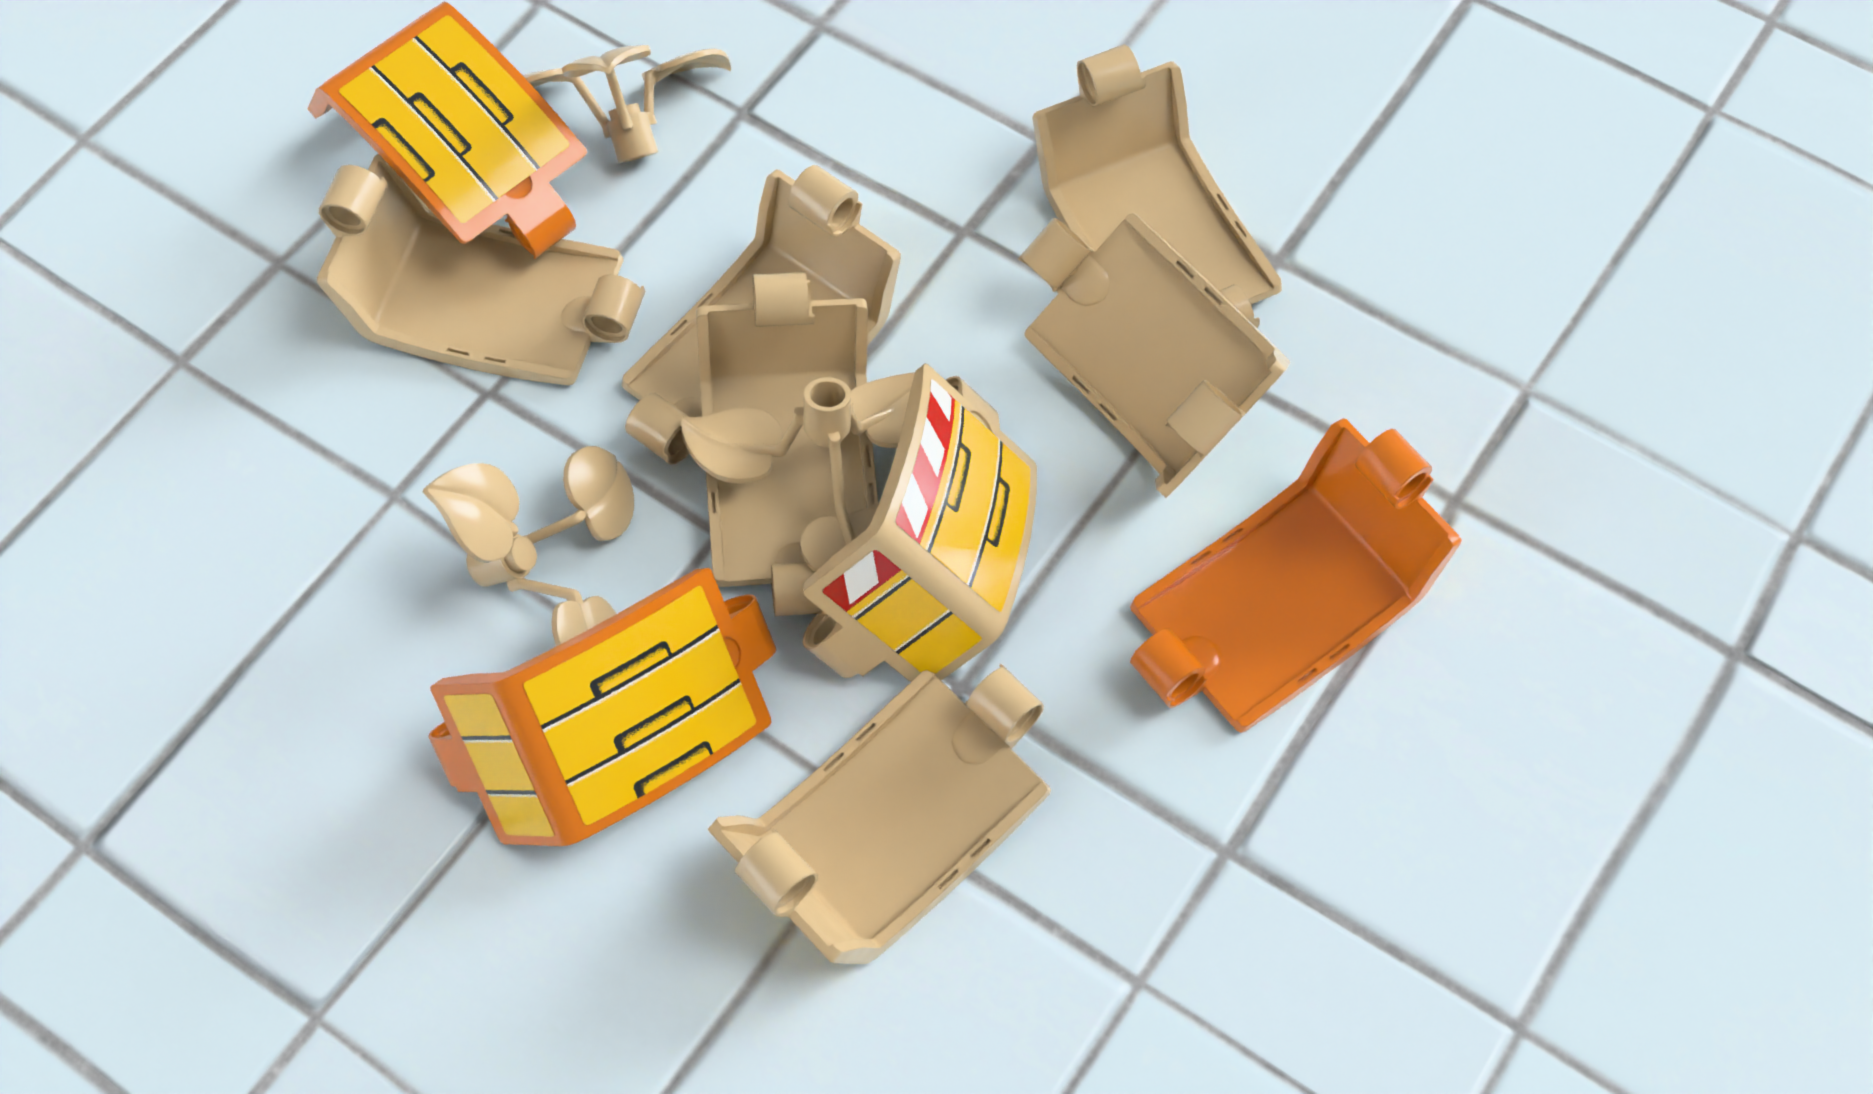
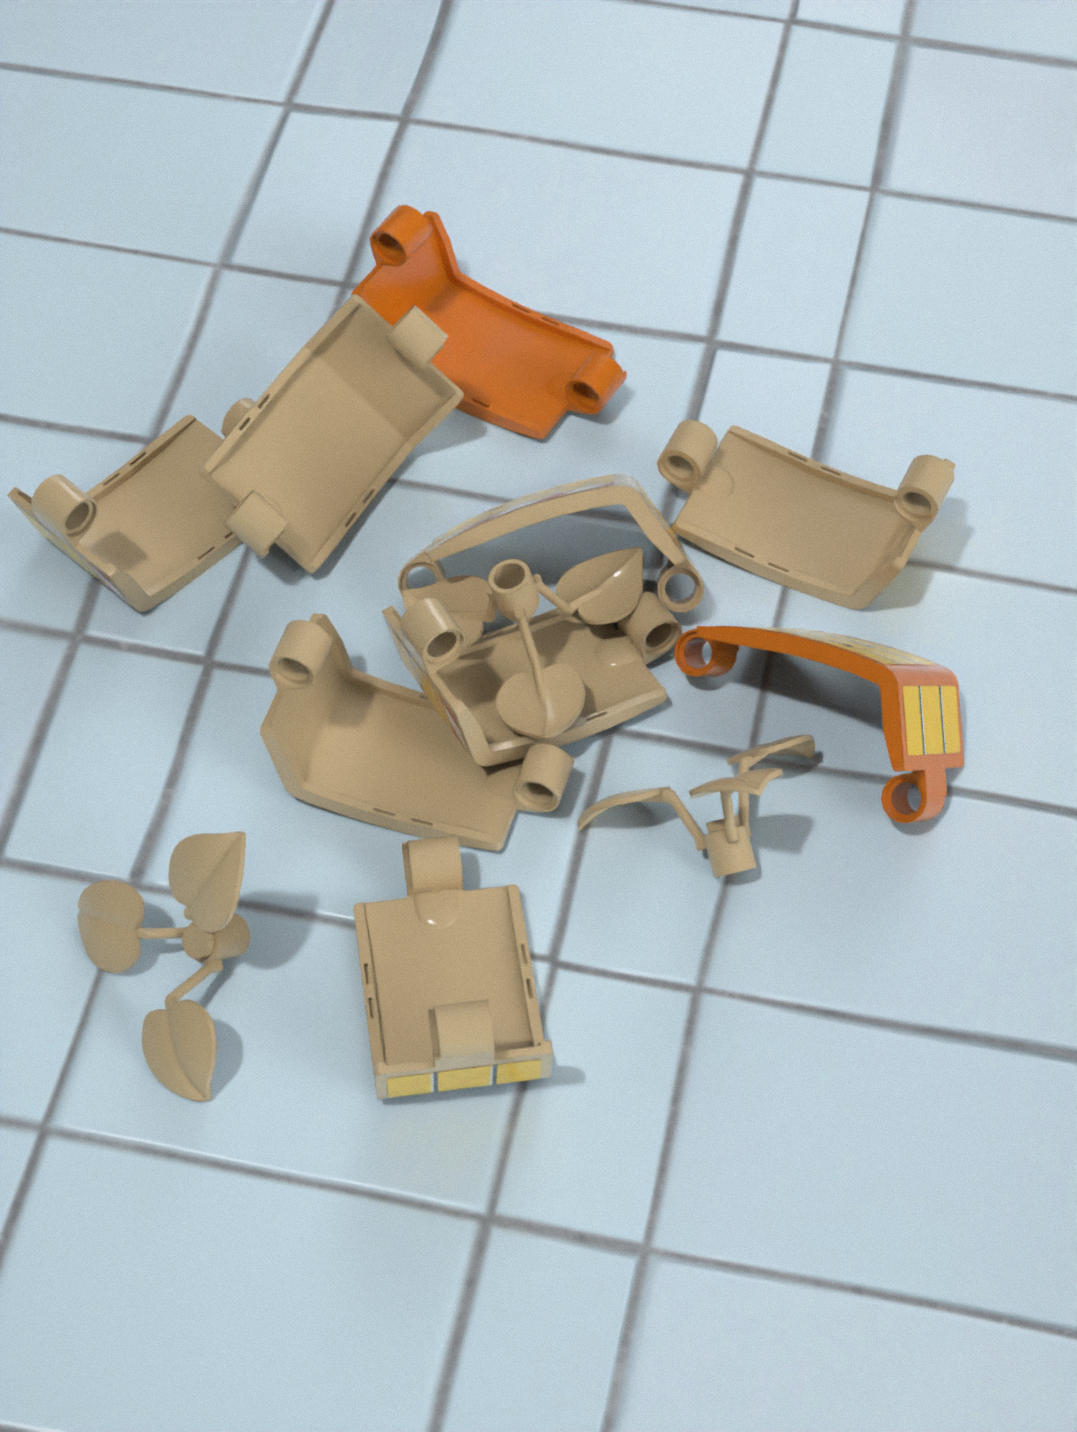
camera: 115 degrees left, 10 degrees down
(460, 128) = (283, 1065): panel -> none

